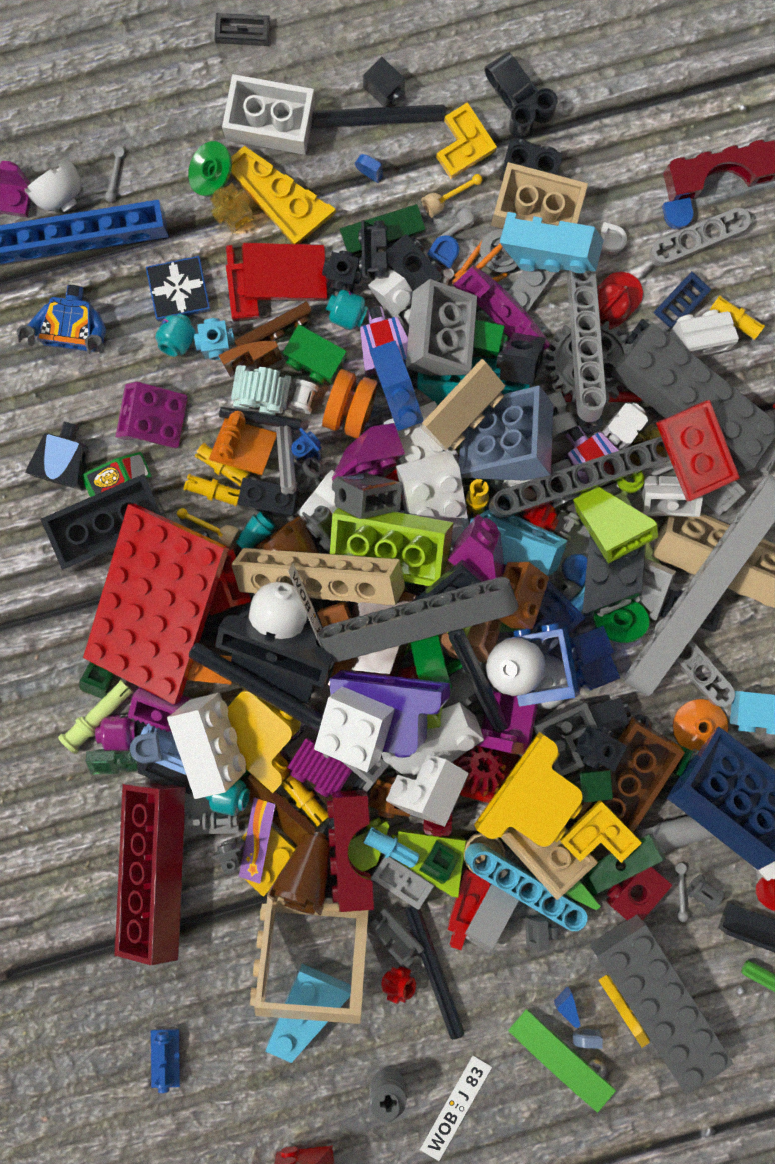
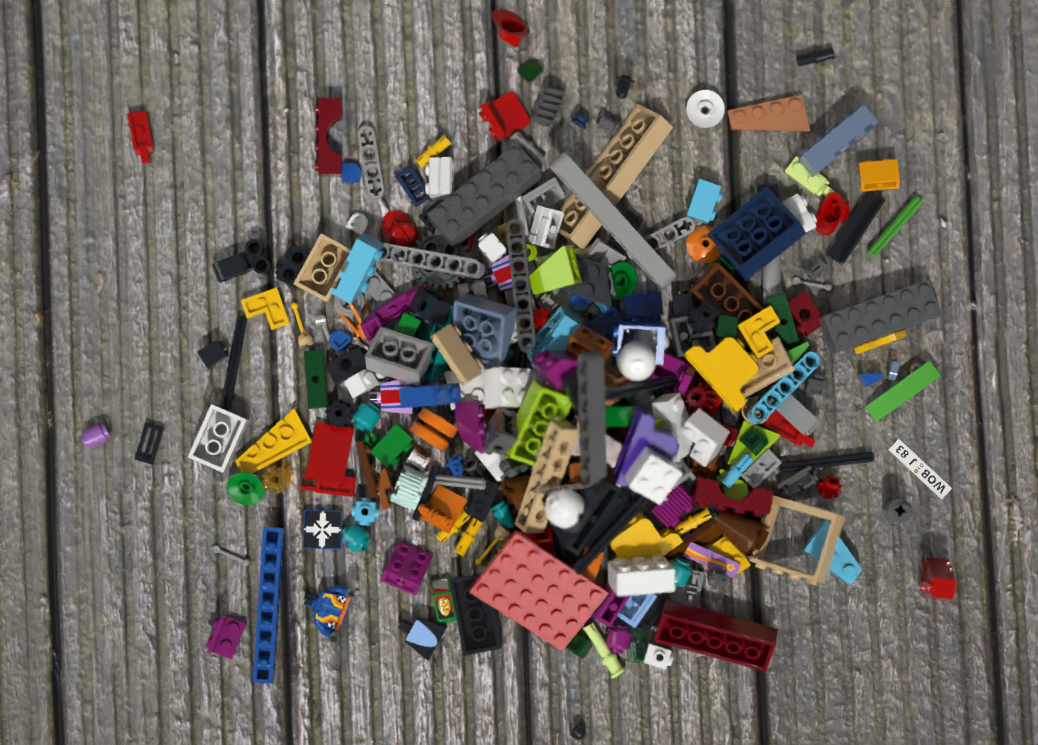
camera: 70 degrees left, 0 degrees up
(56, 188) = (234, 596): white cylinder -> none
(104, 794) = (658, 656): none -> white brick
(146, 748) = (634, 617): sand blue tile -> none
(165, 1059) = (843, 655): blue hinge -> none
(321, 330) = (375, 438): none -> green hinge
(369, 167) = (269, 378): blue tile -> none
(371, 237) = (322, 388): black hinge -> none
(477, 497) = (518, 359): yellow pin -> none
(697, 450) = (521, 205): red tile -> none

